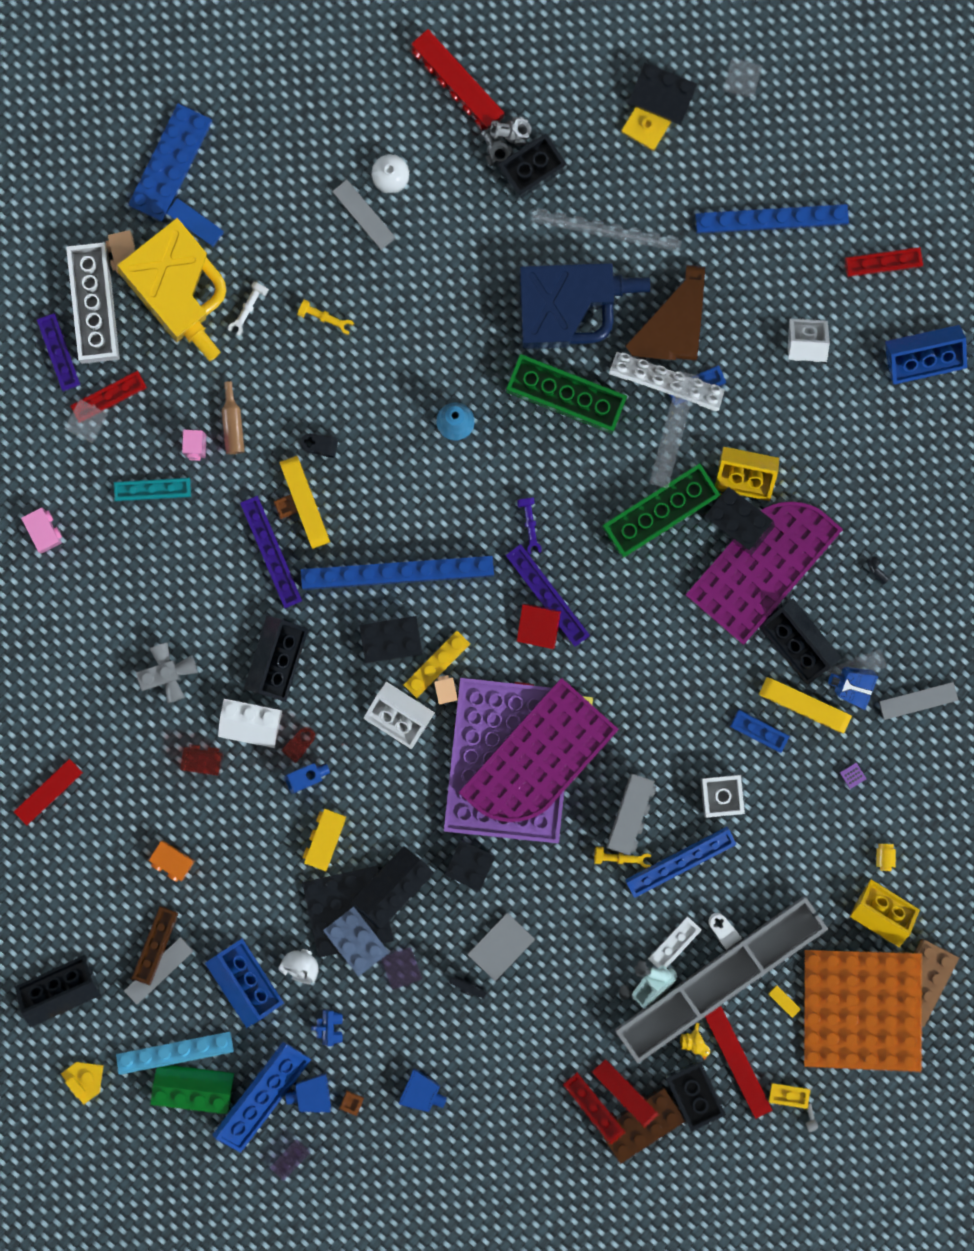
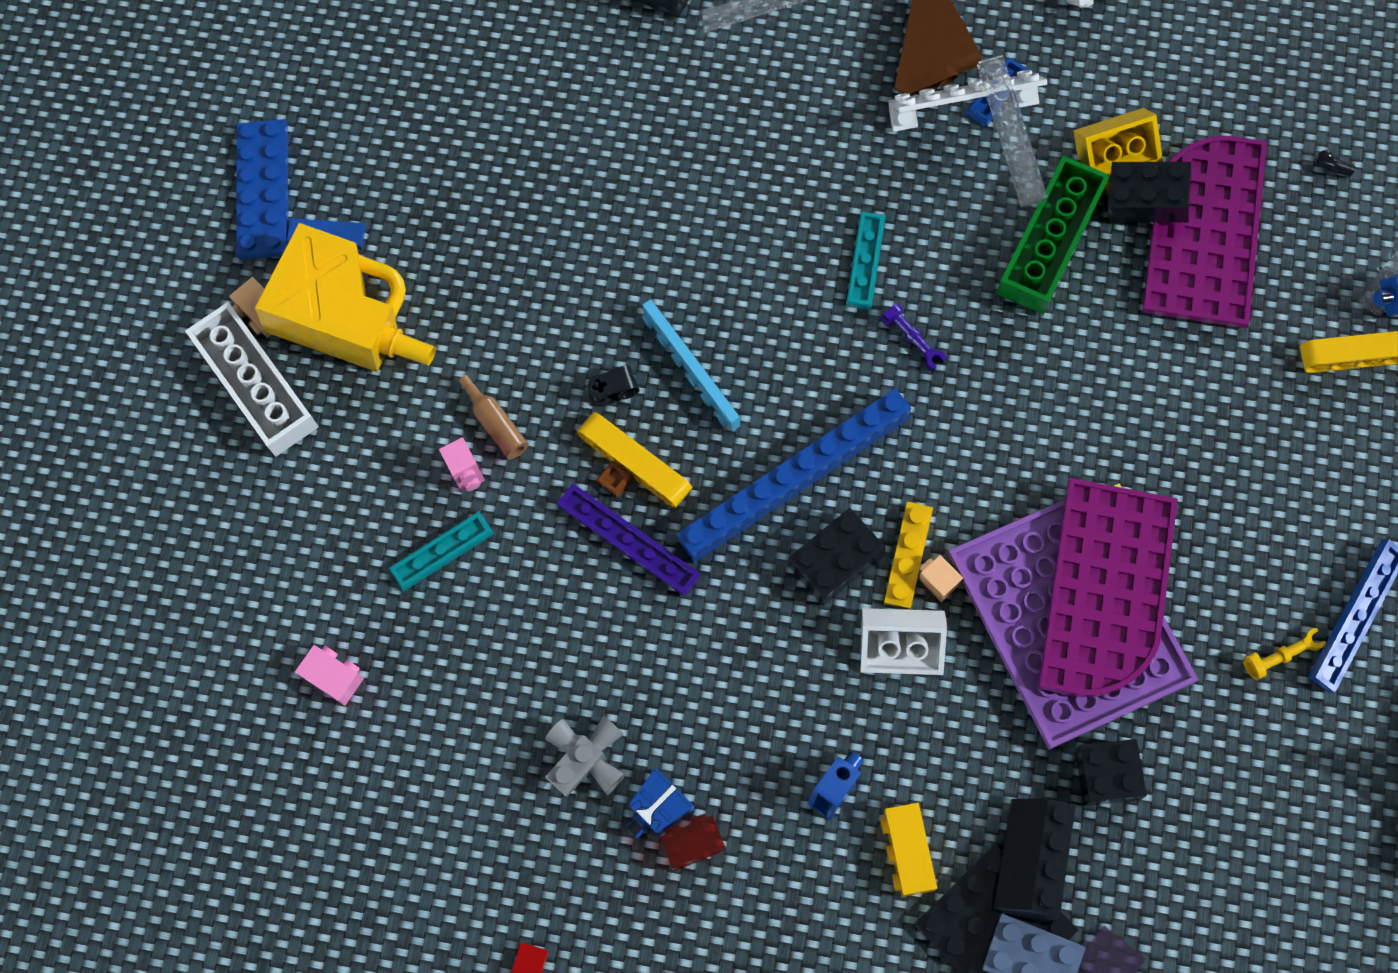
camera: 20 degrees left, 15 degrees down
(58, 352) = (240, 458): dark purple plate -> none
(86, 421) = (315, 516): clear piece -> none
(115, 392) = (328, 476): red tile -> none
(194, 727) = (657, 806): none -> blue torso
(247, 307) = (439, 260): white piece -> none
(249, 723) = (724, 759): white slope -> none
(276, 658) = (709, 661): black slope -> none
(297, 746) = (801, 752): clear red piece -> none
(323, 316) = (534, 249): yellow piece -> none
(363, 214) = (515, 123): light grey tile -> none
(375, 452) = (695, 373): none -> medium azure plate
(390, 173) = (519, 66): white cylinder -> none
(455, 428) = (754, 272): dark azure cone -> none
(467, 987) = (1214, 931): black plate -> none
(501, 946) = (1216, 855): light grey tile -> none
(533, 453) = (865, 260): none -> teal tile
(538, 626) = (1001, 438): red tile -> none
(547, 594) = (987, 401): dark purple plate -> none
(560, 297) = (788, 76): dark blue piece -> none
(566, 394) = (862, 173): green brick -> none
(630, 814) = (1262, 590): light grey brick -> none
(722, 796) = (1352, 505): white brick -> none
(759, 731) = (1335, 412): blue tile -> none
(800, 642) = (1309, 286): black slope -> none

